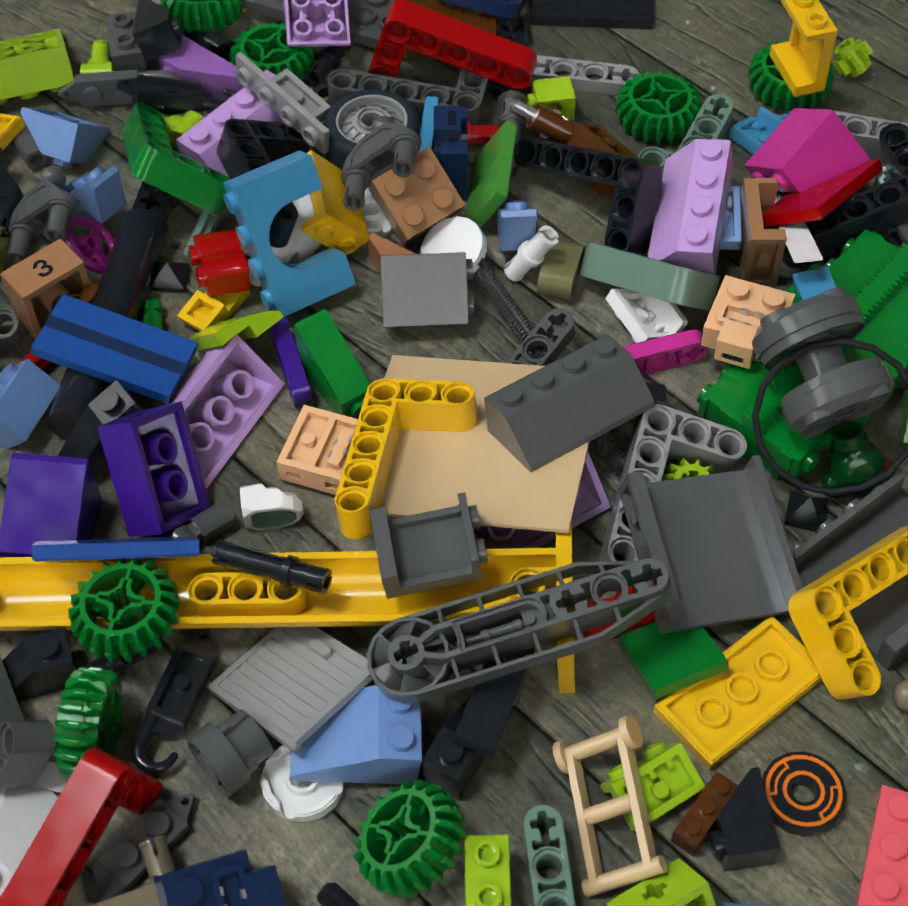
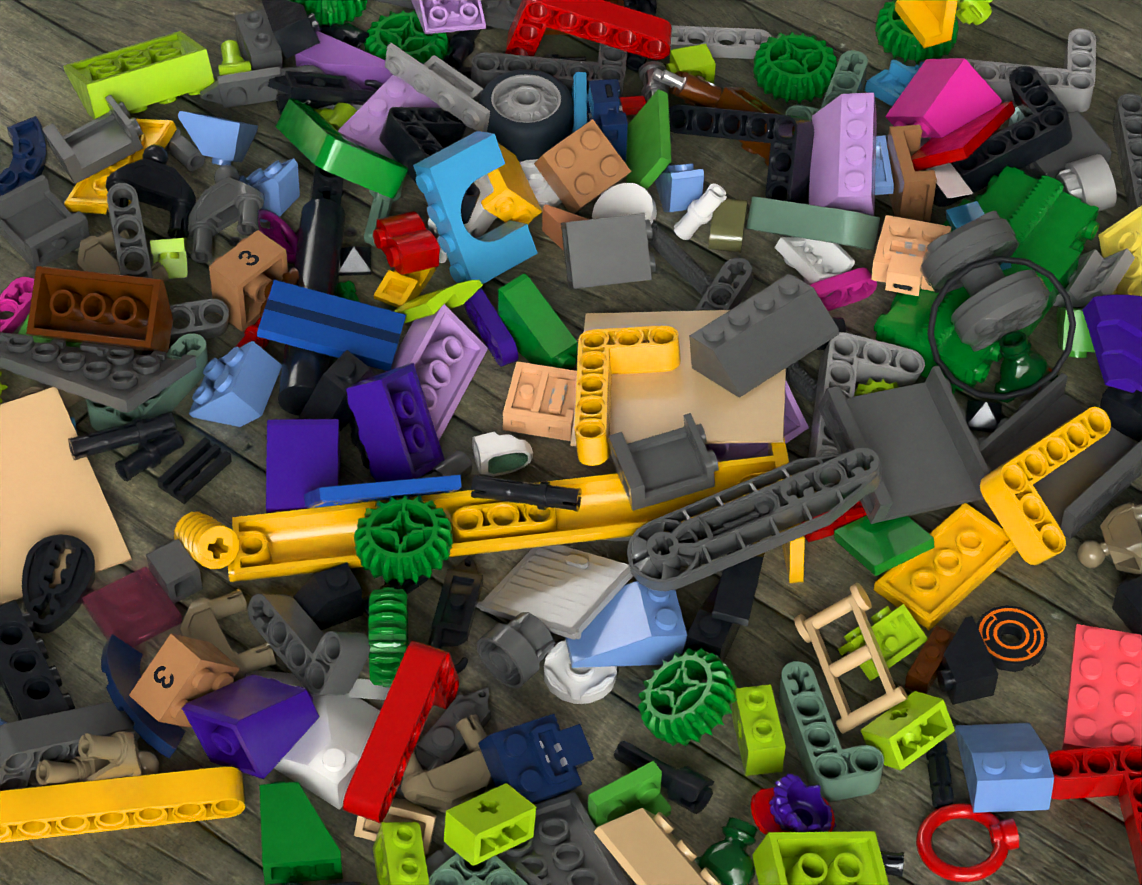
camera: 10 degrees left, 5 degrees down
(383, 149) = (542, 130): dark grey connector -> none

